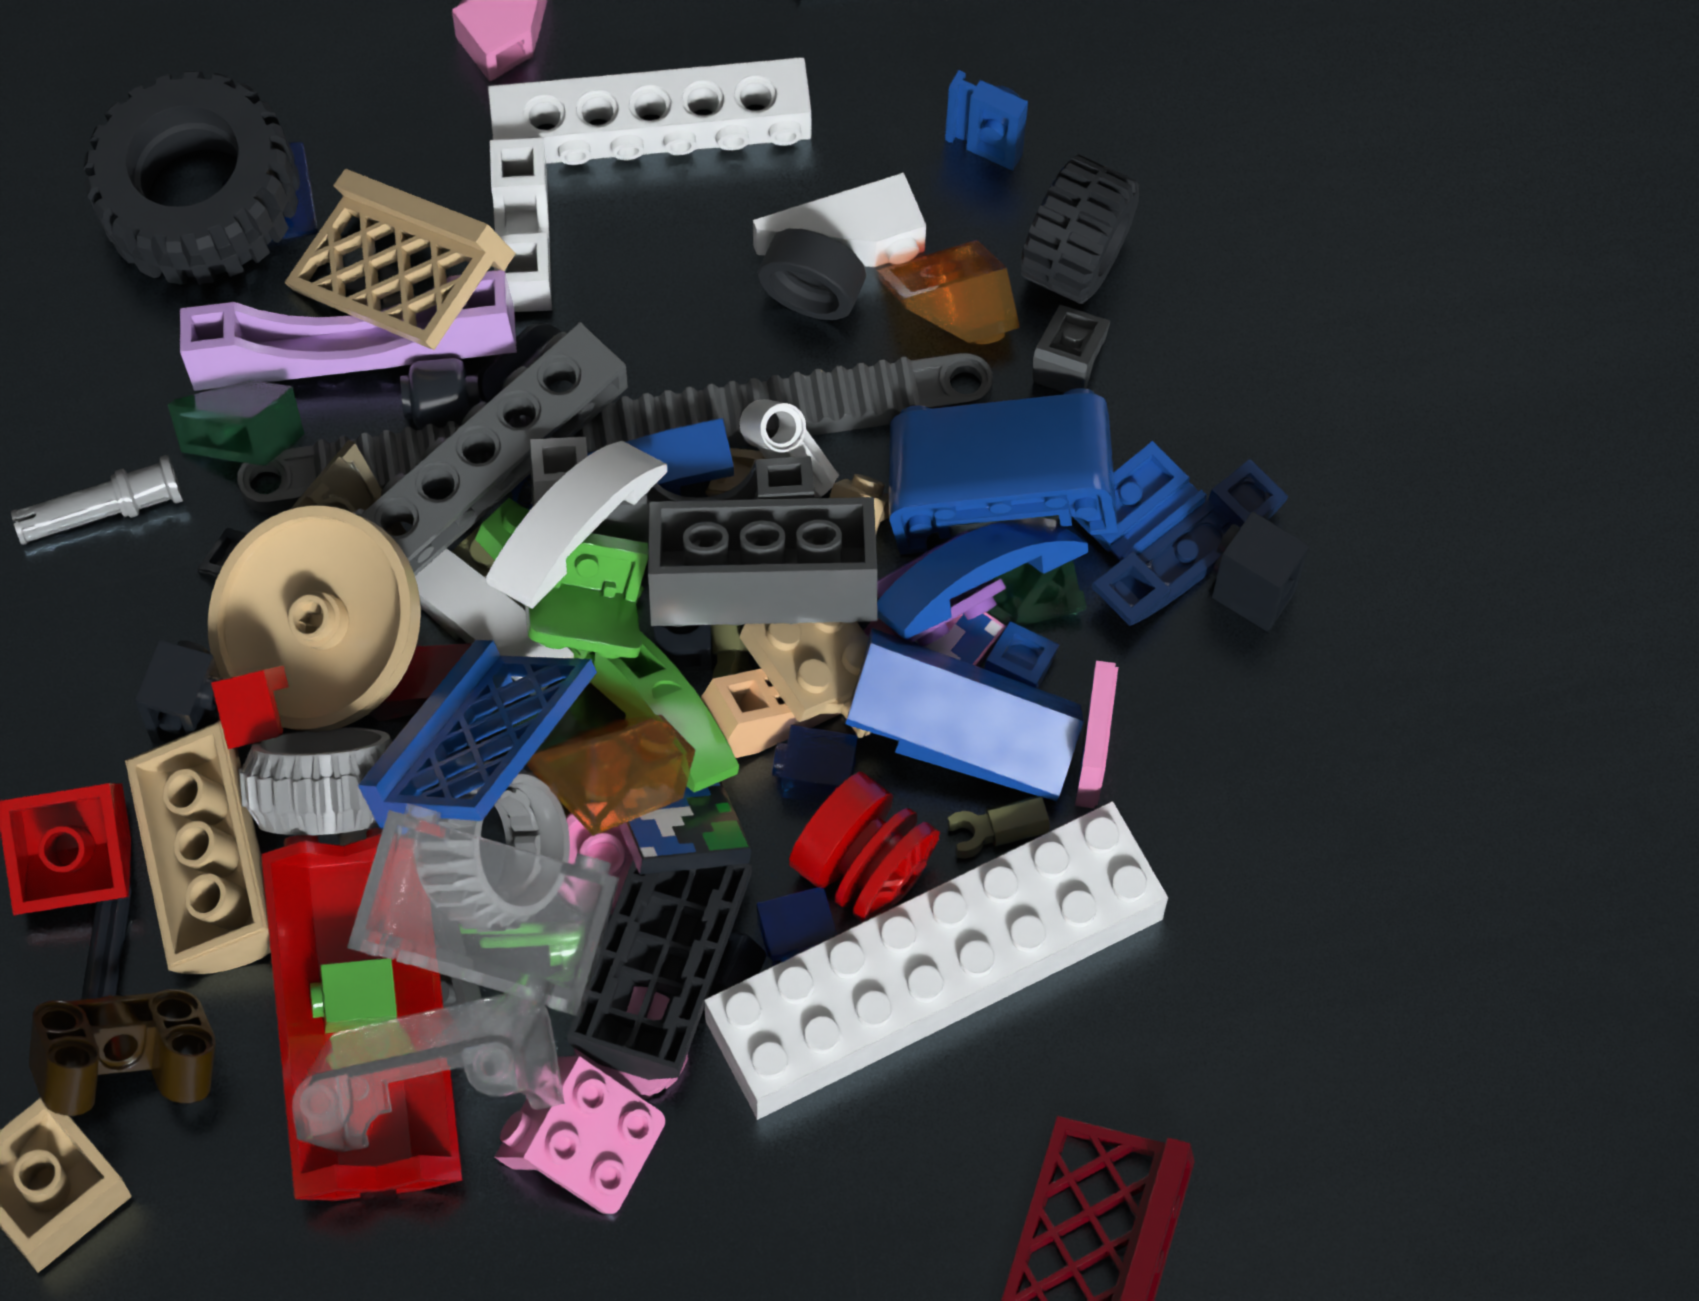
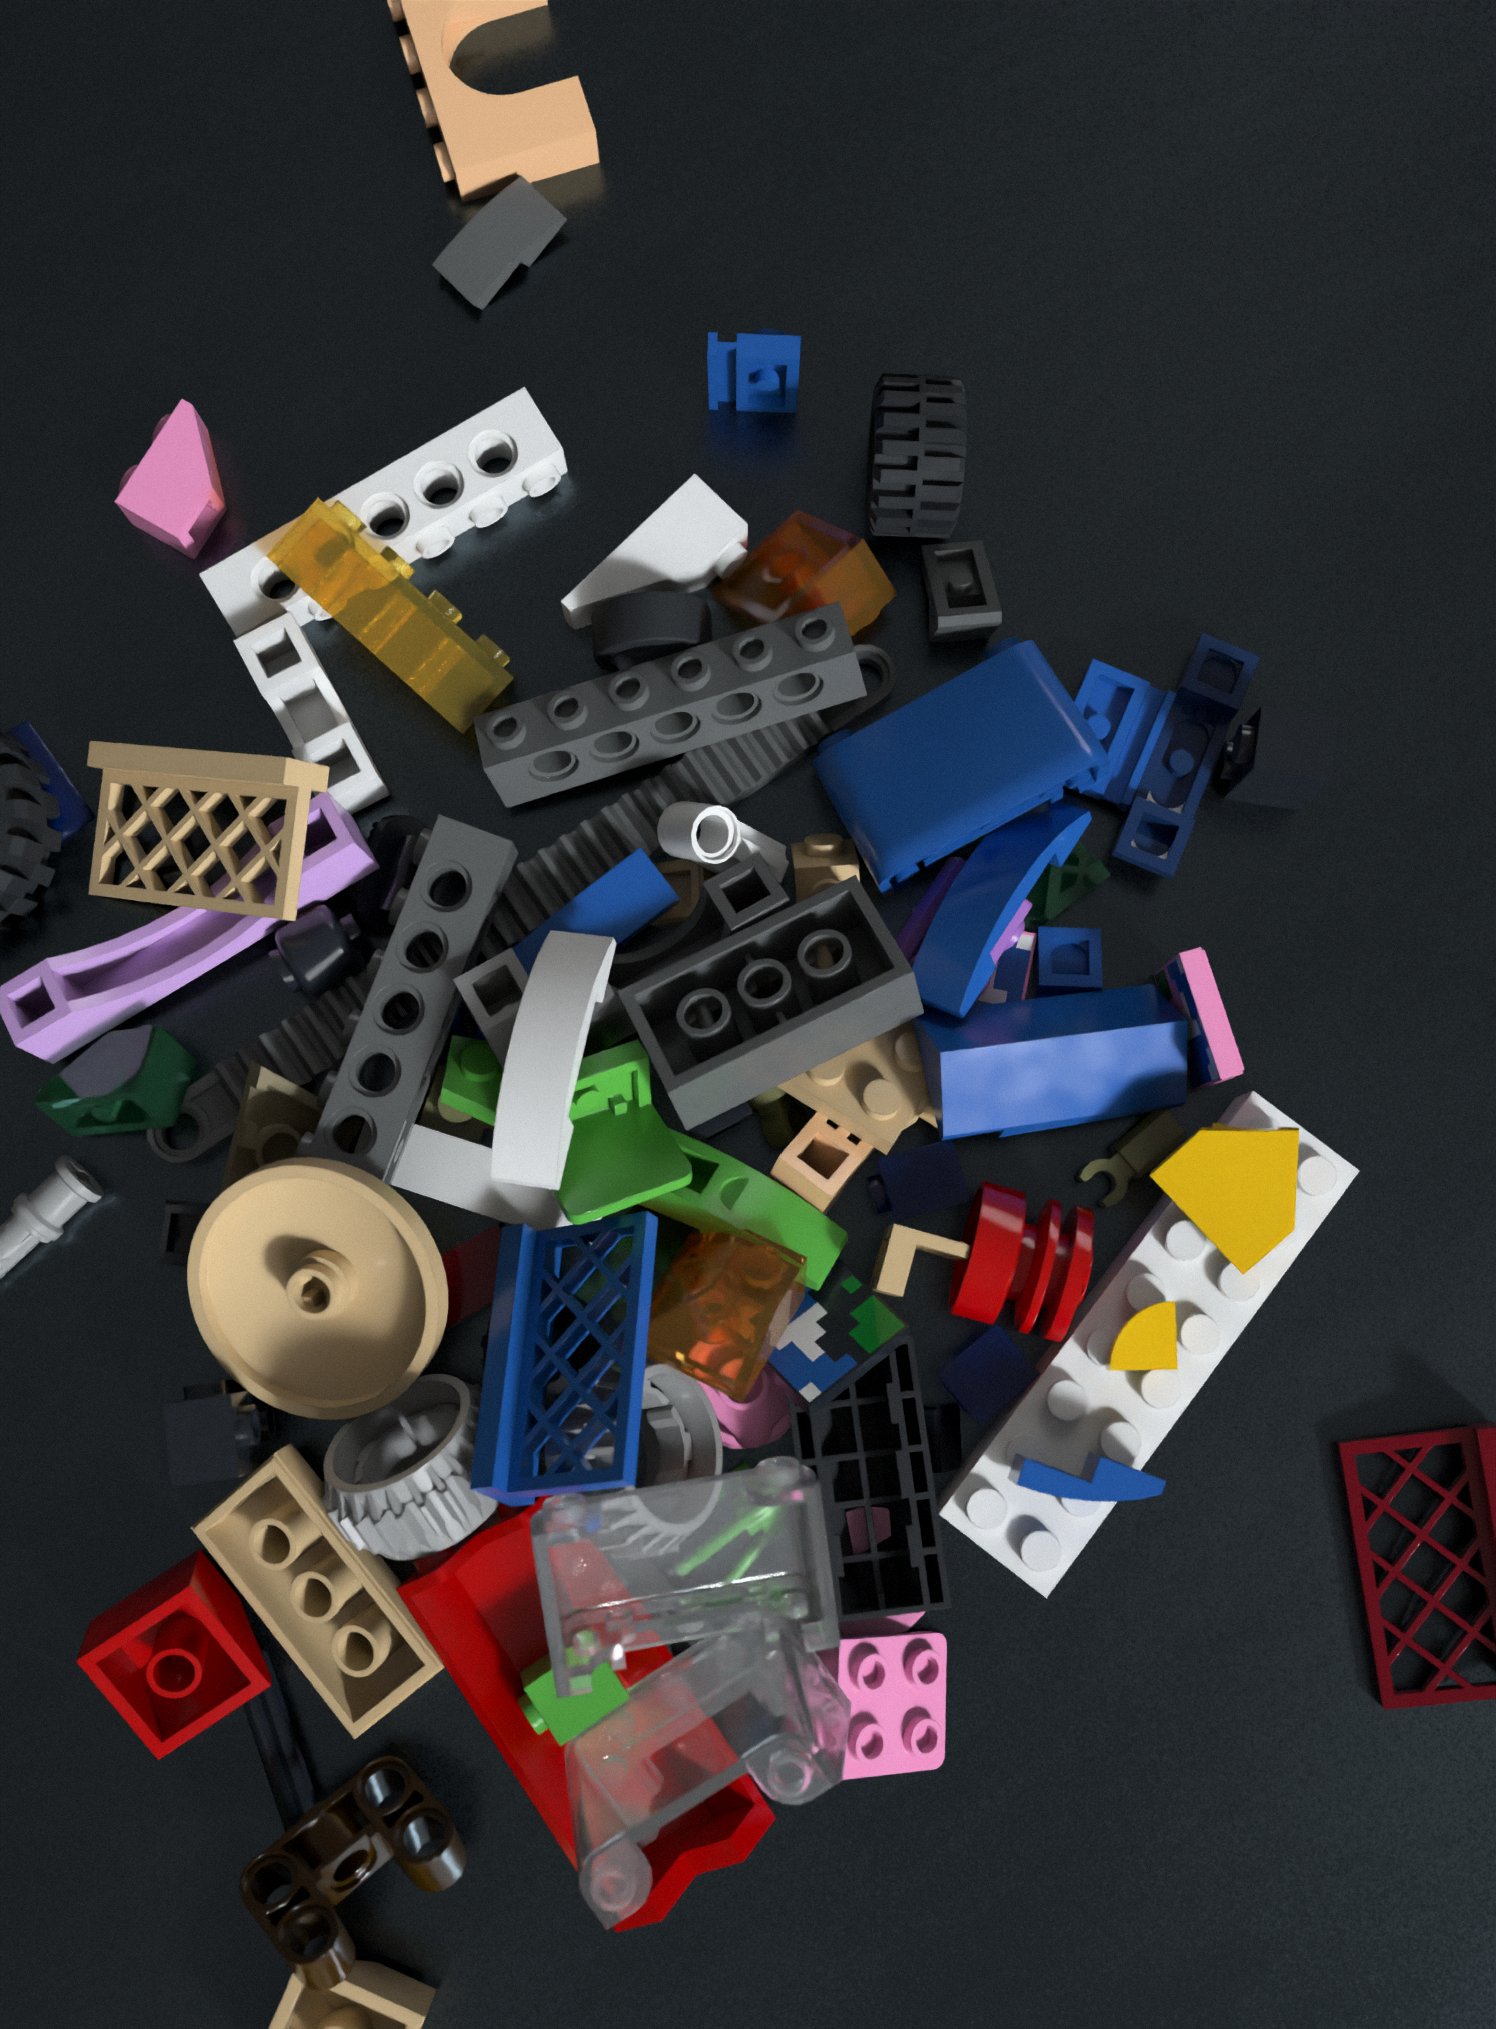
camera: 25 degrees left, 15 degrees up
(249, 706) = (294, 1425): red panel -> none
(617, 174) = (390, 615): none -> clear yellow brick
(773, 798) = (897, 1253): none -> tan panel
(798, 328) = (670, 705): none -> dark grey brick
(841, 1016) = (1099, 1480): none -> blue slope
(929, 935) = (1146, 1340): none -> yellow tile
(1057, 853) = (1236, 1187): none -> yellow slope

